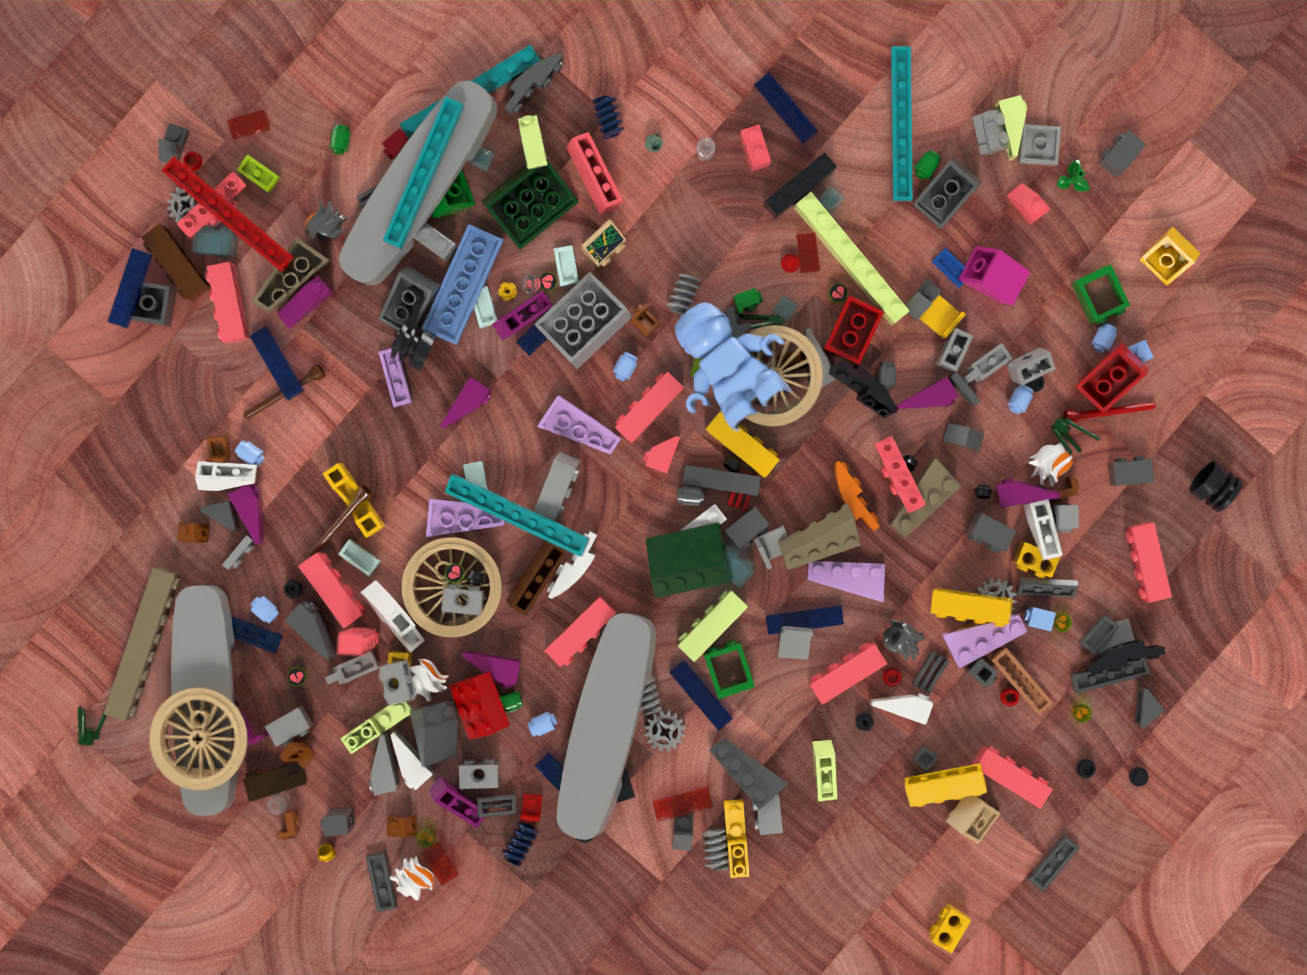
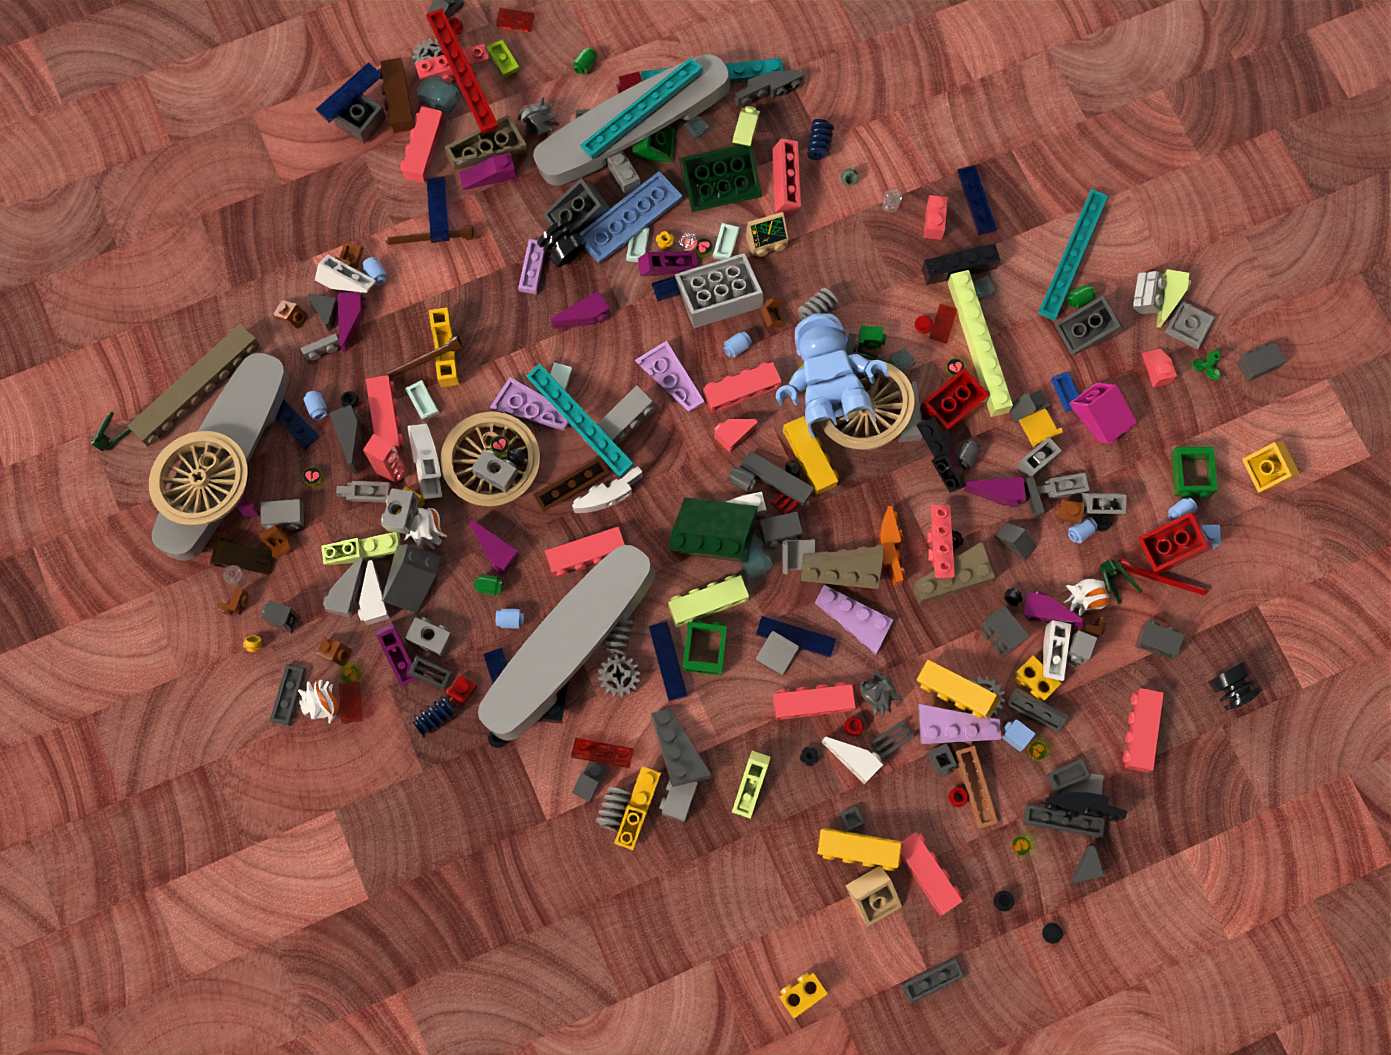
camera: 30 degrees right, 15 degrees down
(479, 705) = (461, 571): red brick -> none
(1003, 389) = (1070, 512): none -> dark orange bracket

